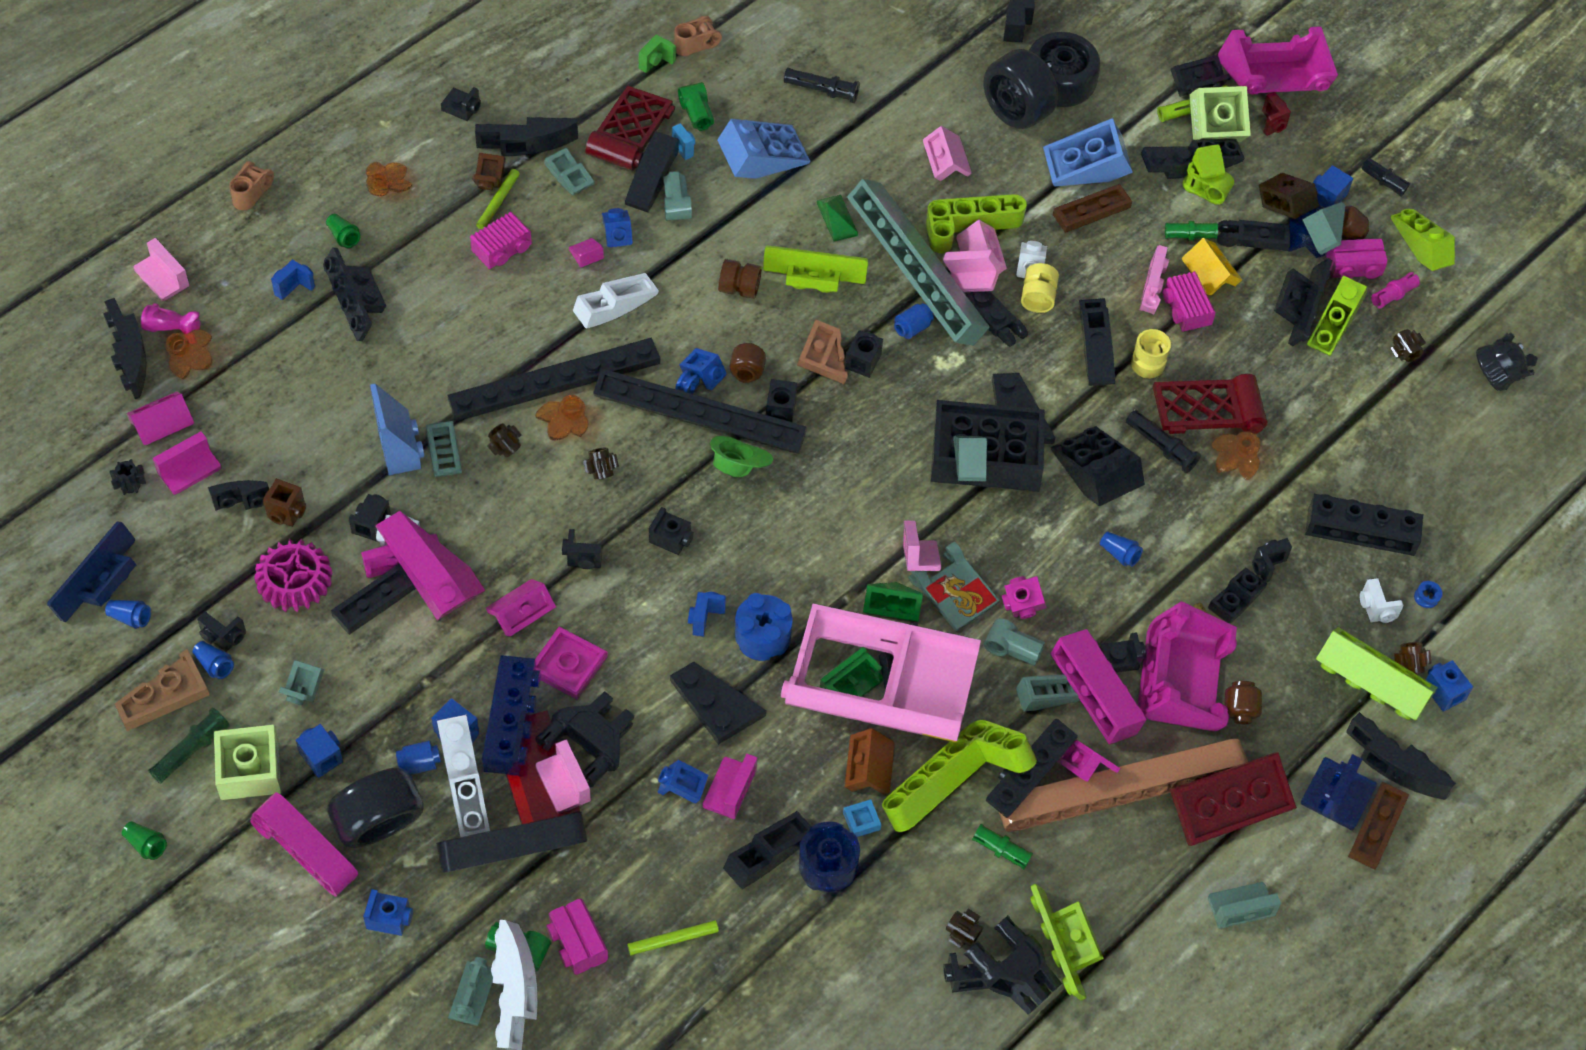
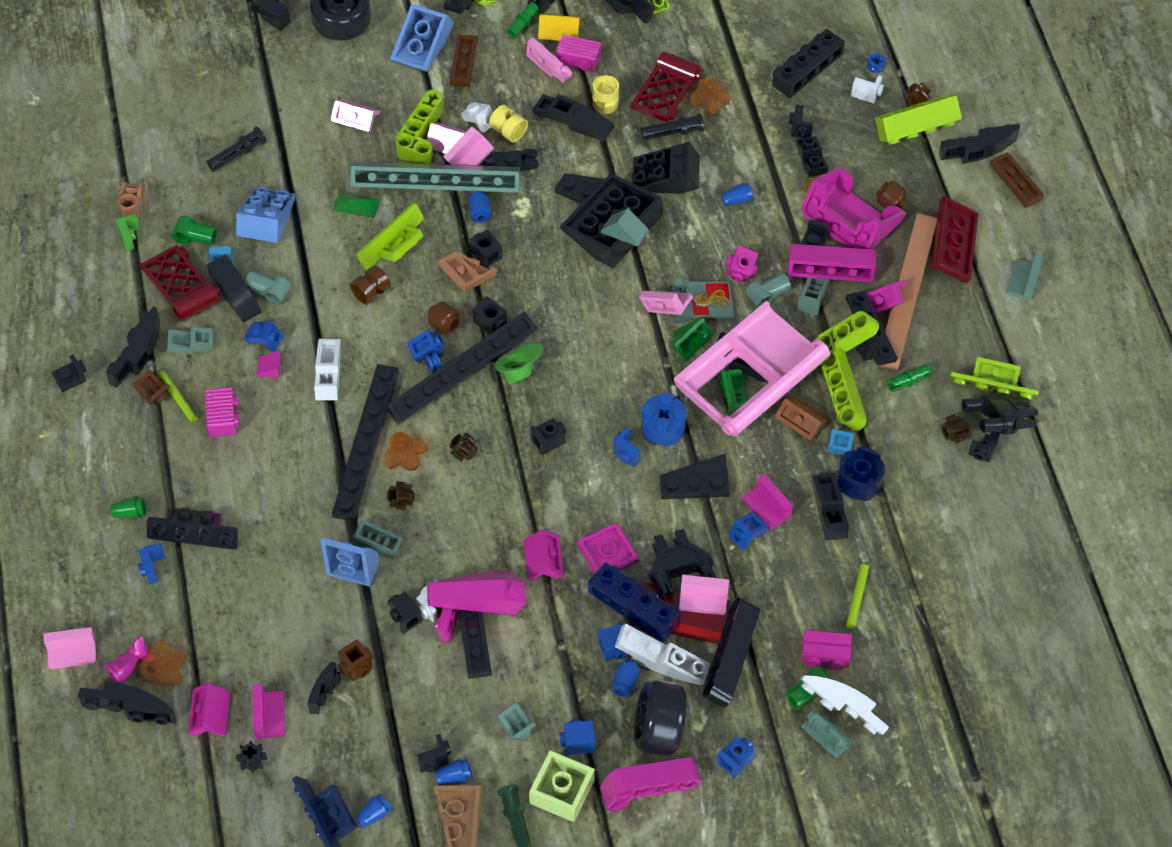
camera: 55 degrees left, 0 degrees up
(249, 185) = (34, 547): nougat piece -> none
(299, 581) = (419, 673): dark pink gear -> none
(386, 178) = (101, 457): clear orange plate -> none
(581, 554) = (530, 497): black bracket -> none
(1021, 89) = (345, 38): black wheel -> none
(1339, 791) = (981, 185): clear blue bracket -> none
(1451, 684) = (946, 85): blue brick -> none

